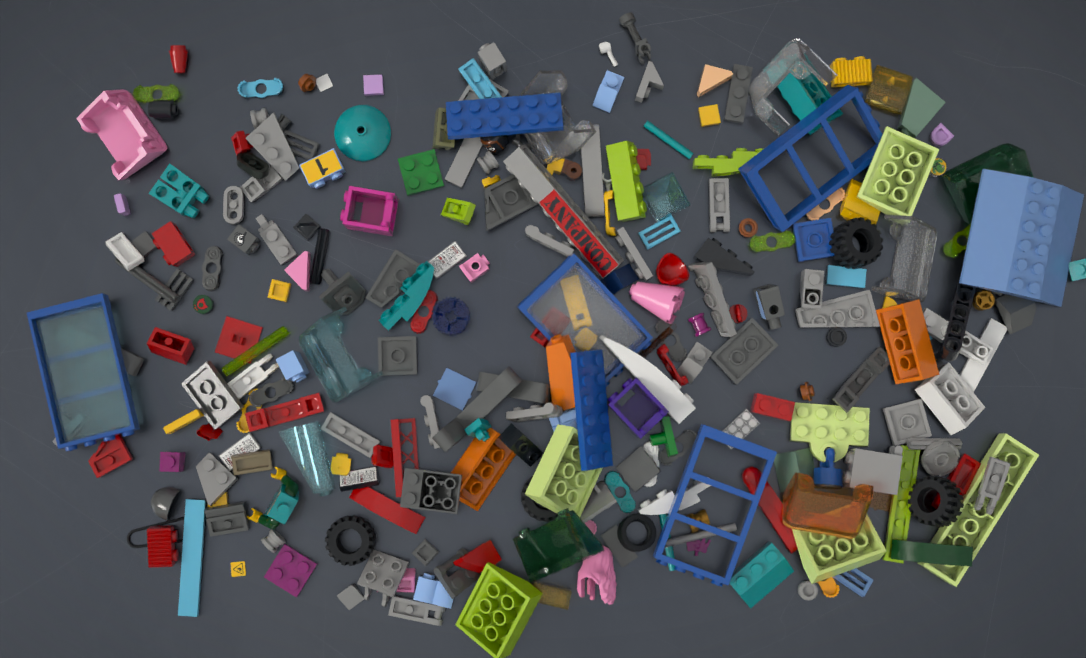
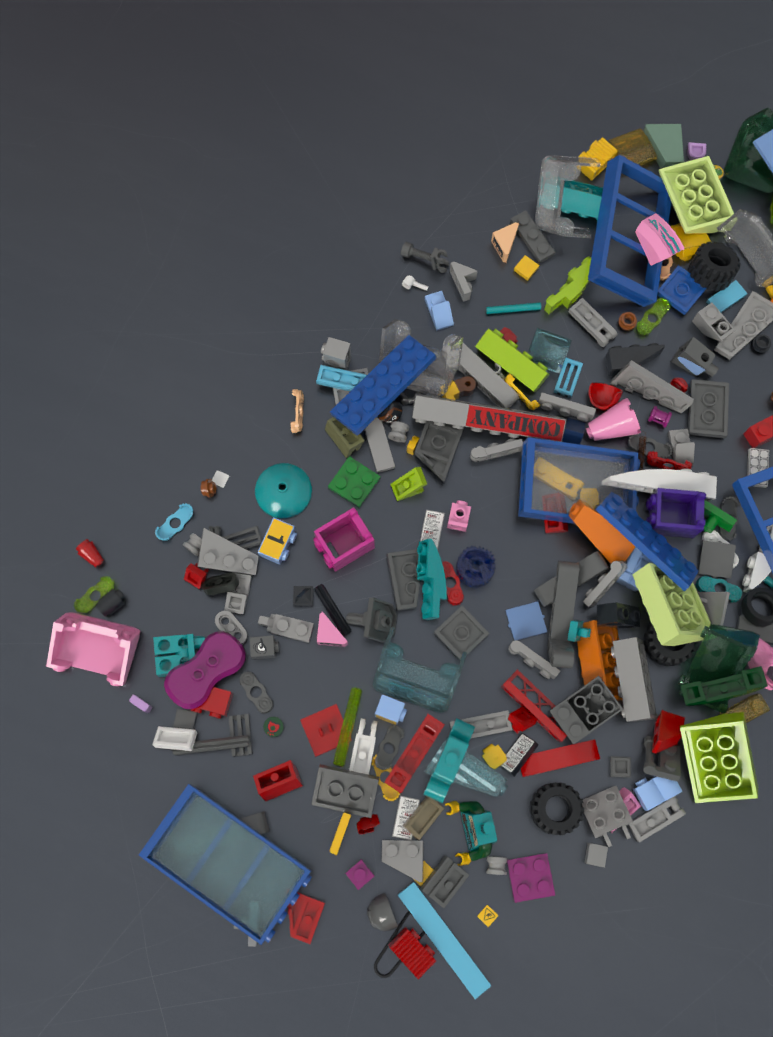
camera: 45 degrees left, 10 degrees down
(202, 219) = (192, 681): none -> magenta plate
(279, 290) = (324, 663): yellow tile -> none
(300, 438) = (449, 760): none -> teal brick
(373, 85) = (260, 448): lavender tile -> none
(421, 86) = (297, 425): none -> light nougat piece
(490, 501) = (634, 680): none -> light grey slope
(543, 563) = (724, 688): none -> dark green slope
(828, 183) = (658, 239): none -> bright pink slope

